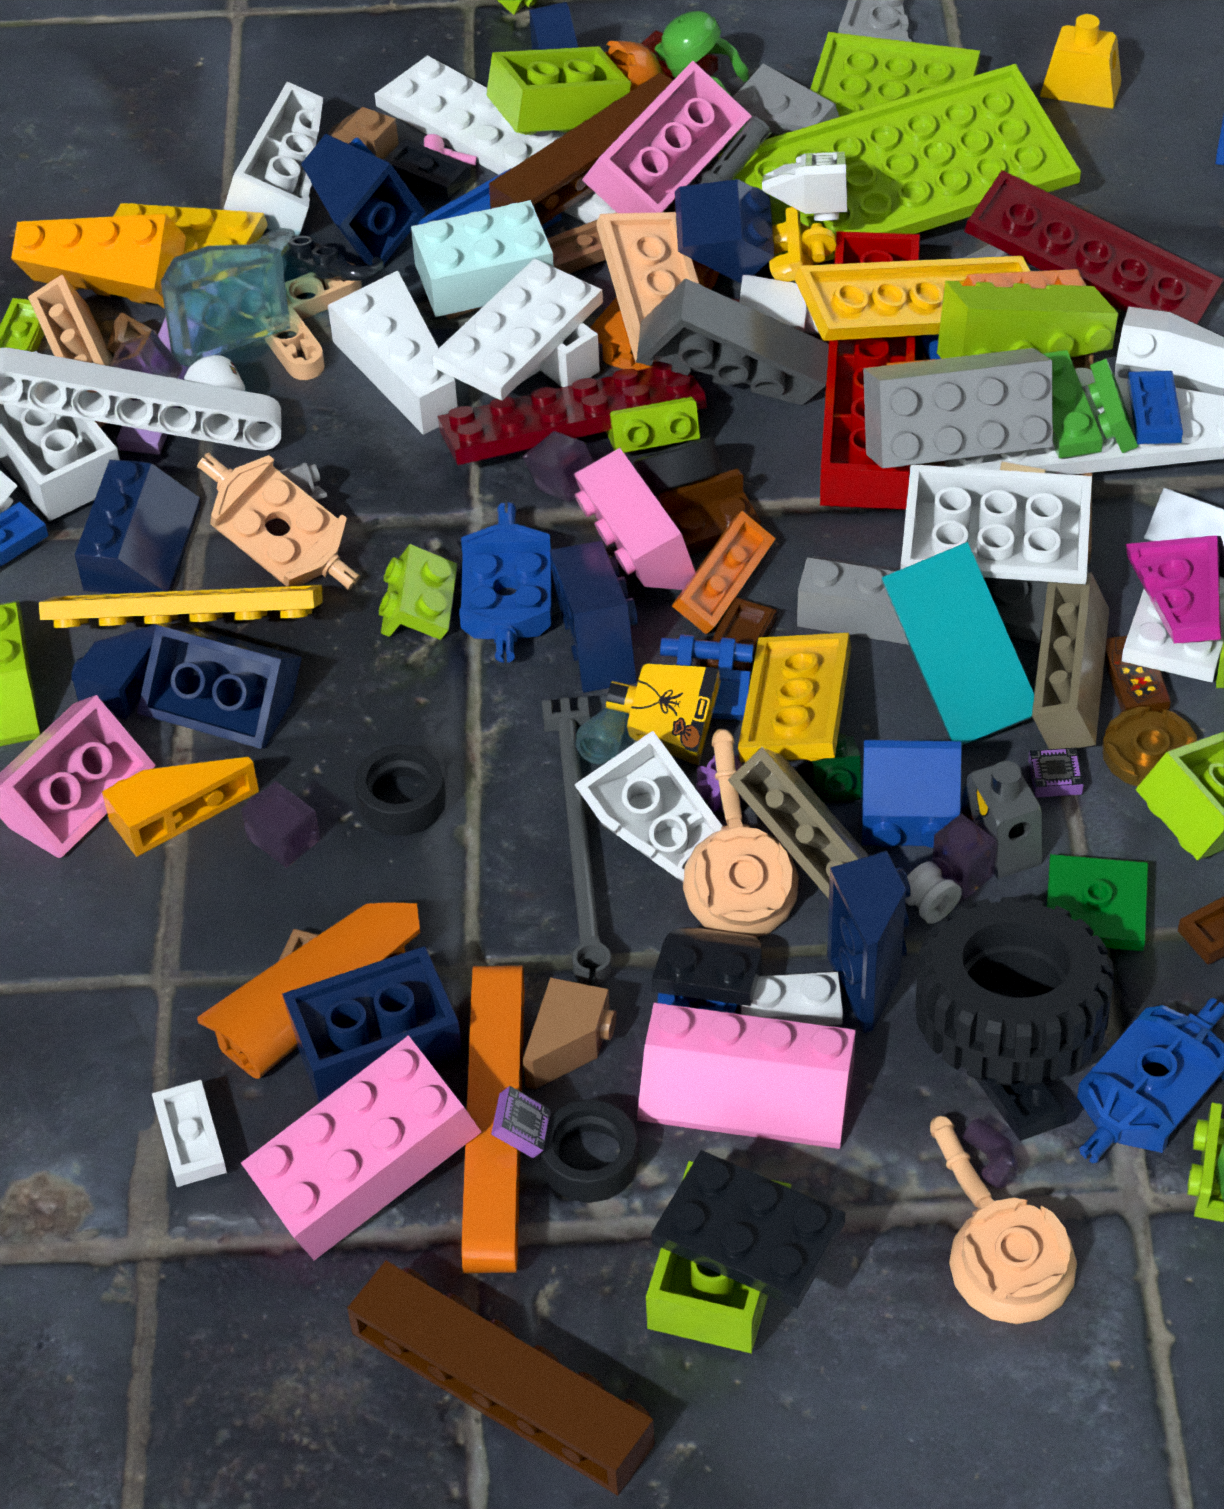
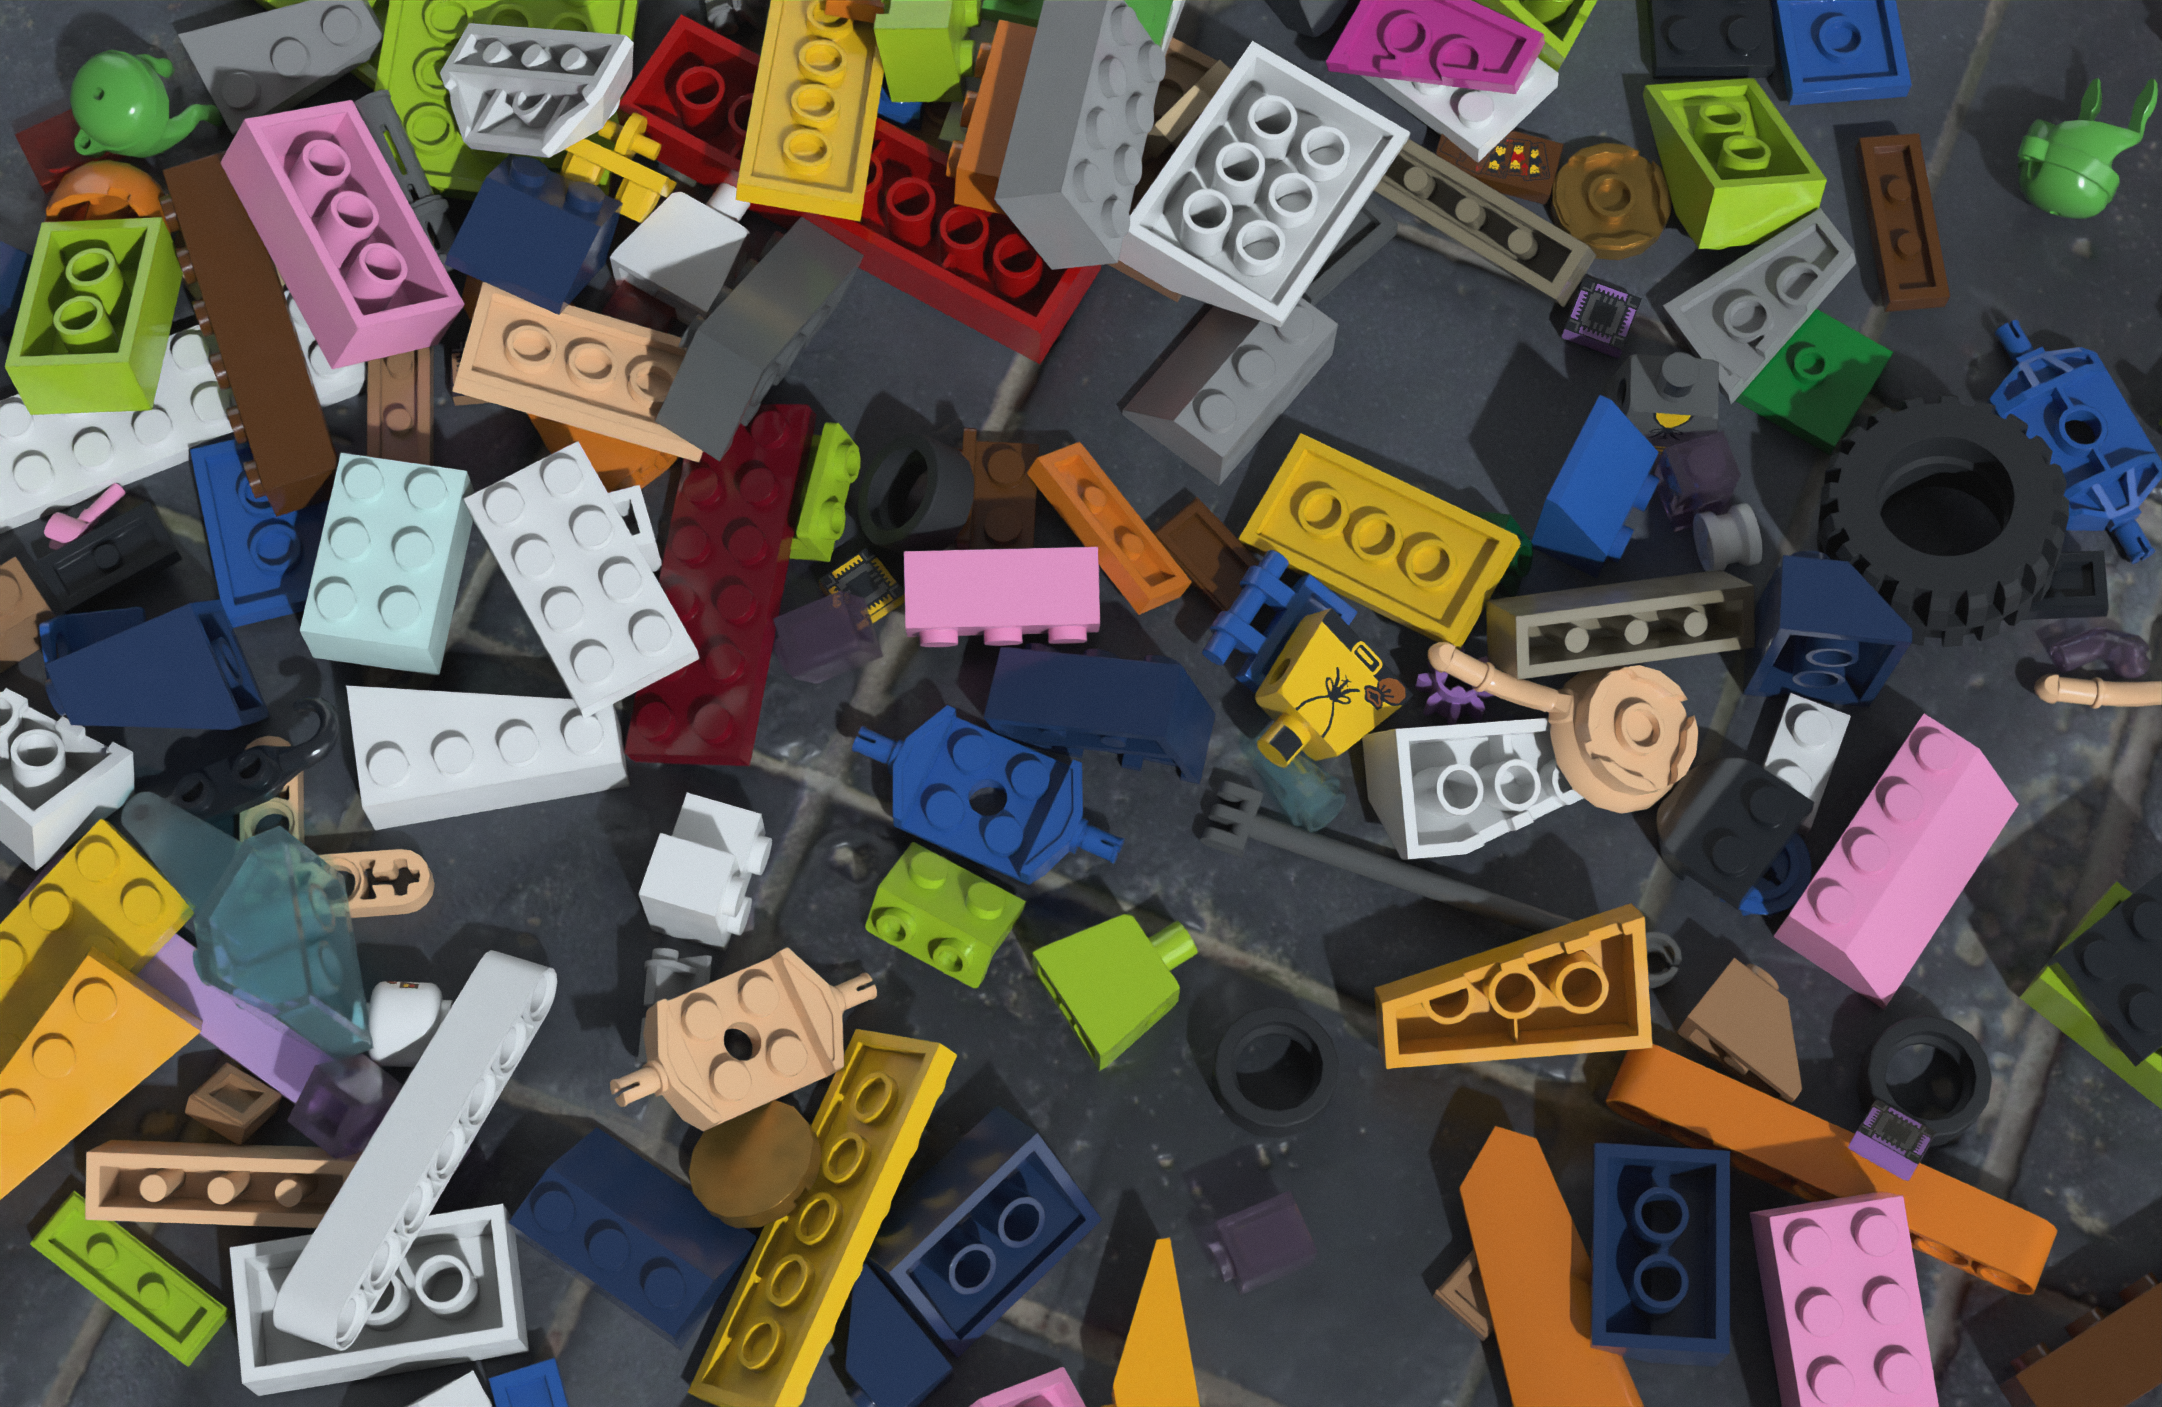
camera: 70 degrees left, 20 degrees up
(210, 563) = (755, 1165): none -> pearl gold tile
(374, 473) = (703, 872): none -> white brick
(414, 687) = (1113, 981): none -> lime torso
(521, 895) = (1526, 999): none -> light orange wedge
(960, 645) = (1414, 319): teal tile -> none
(1123, 841) = (1761, 300): none -> light grey wing

